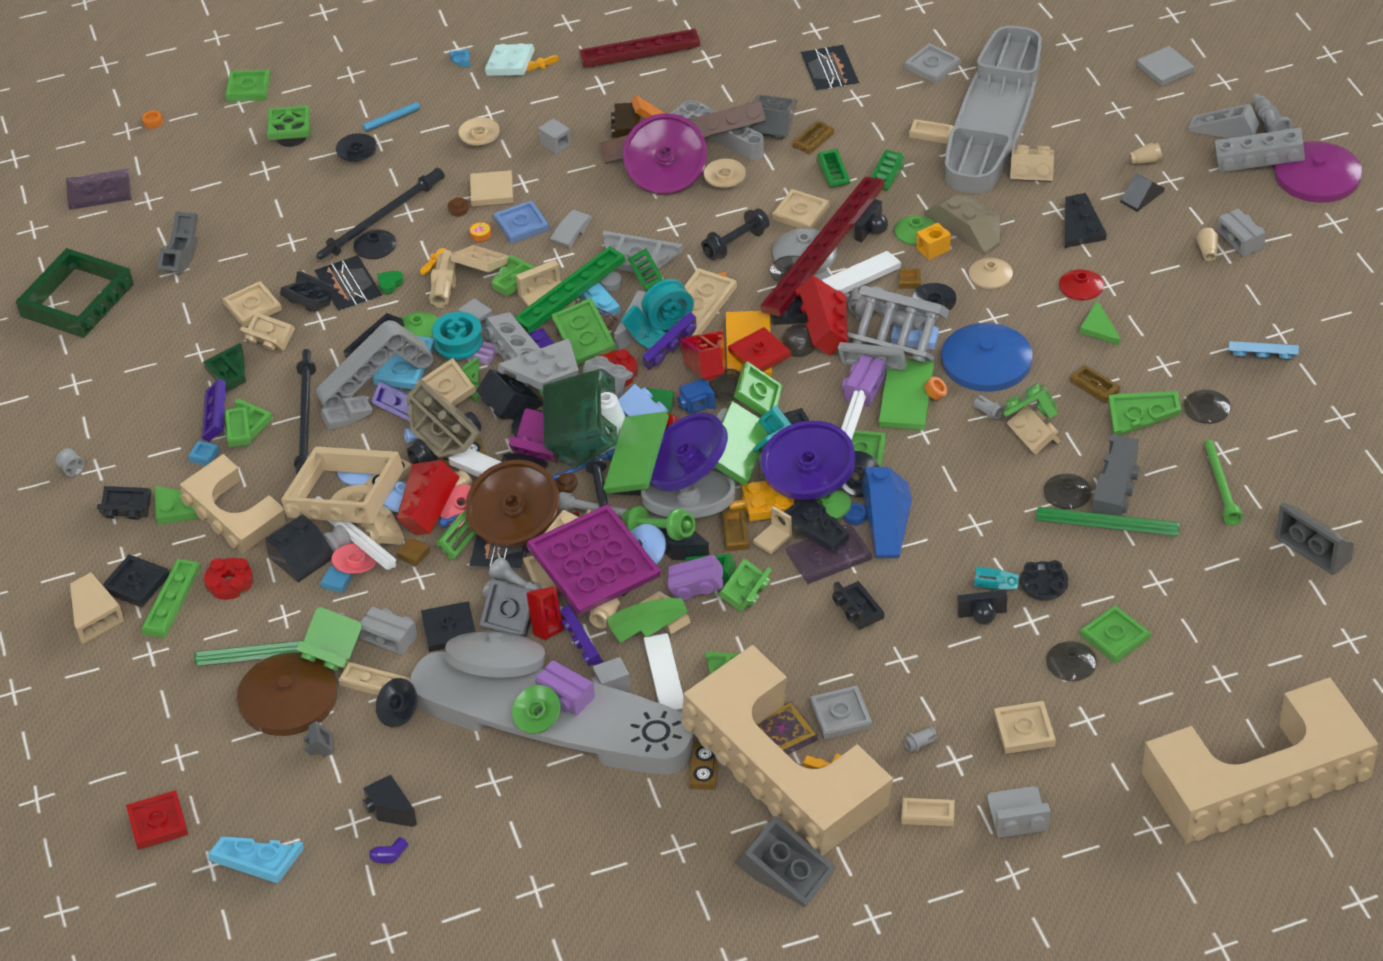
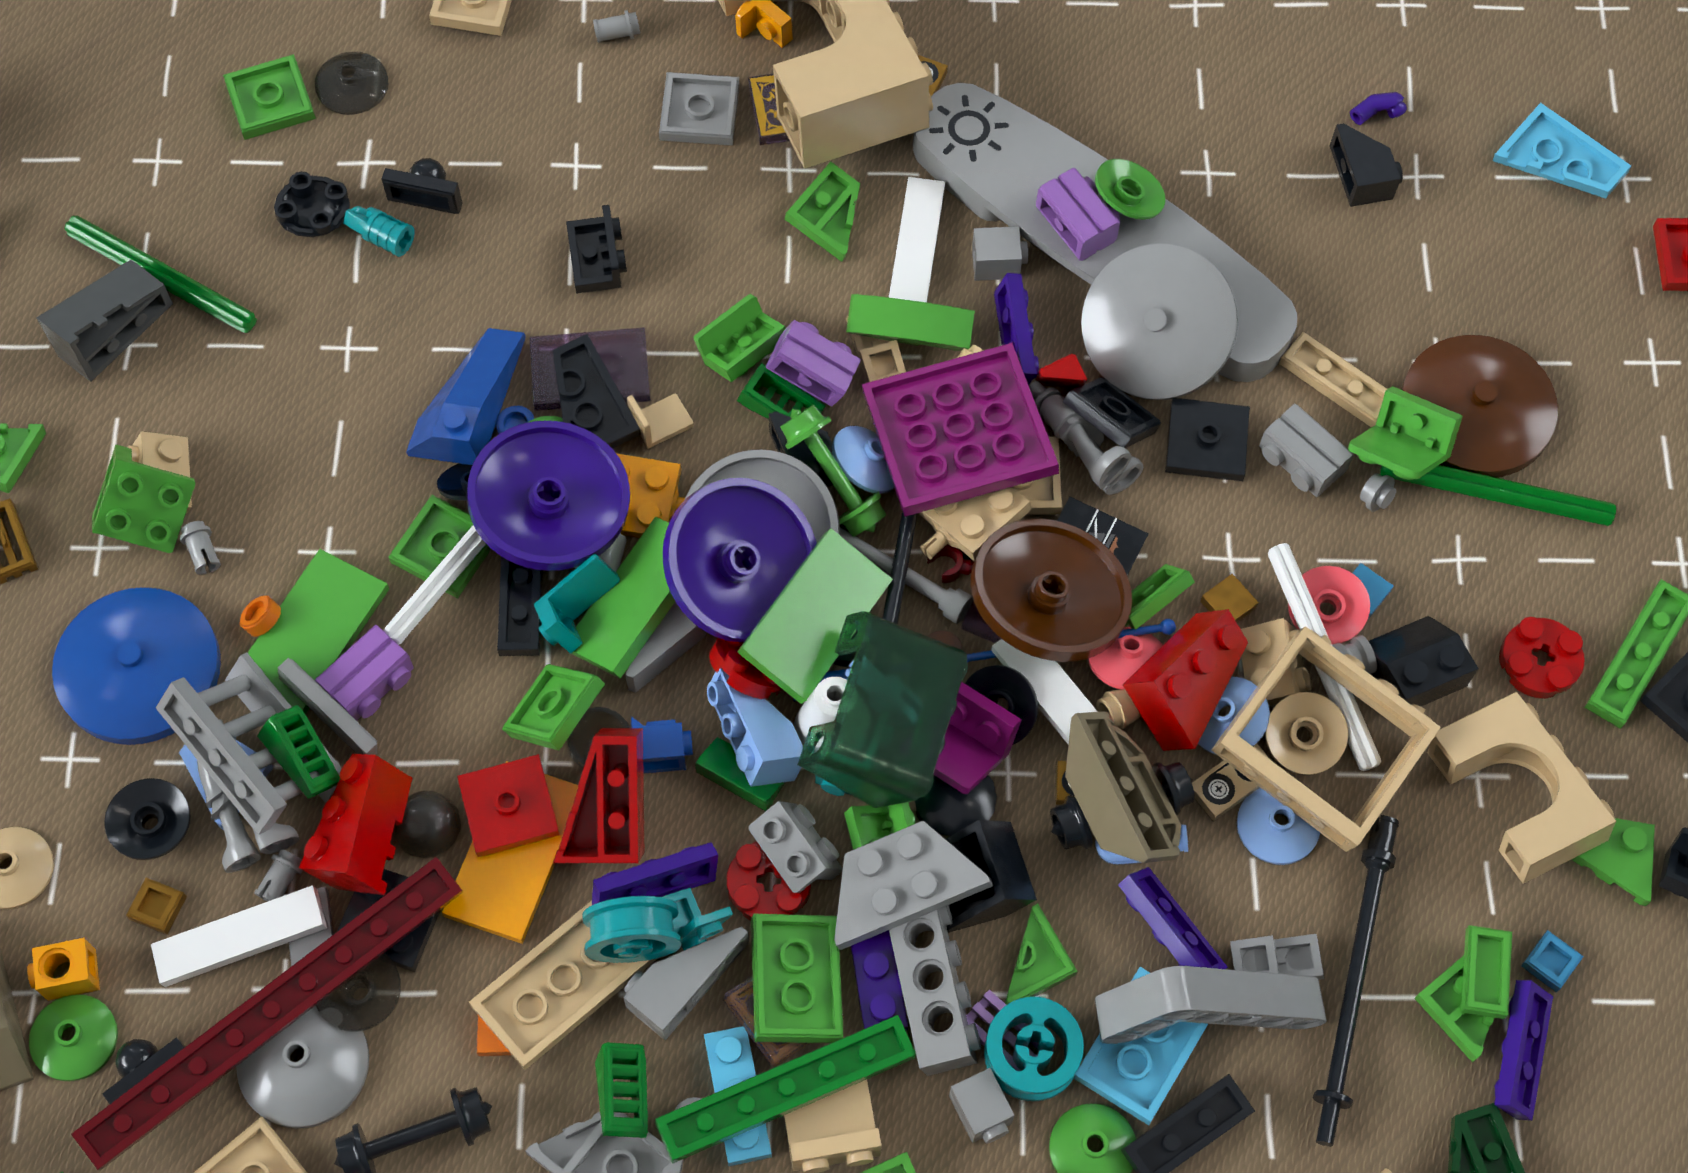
camera: 165 degrees left, 20 degrees up
(319, 740) = (1445, 298): dark grey tile -> none
(396, 702) = (1320, 314): black dish -> none
(450, 382) = (1086, 934): tan plate -> none
(735, 530) = (710, 446): pearl gold tile -> none
(885, 331) = (295, 728): none -> green slope
(1067, 491) = (183, 369): clear smoke dish -> none

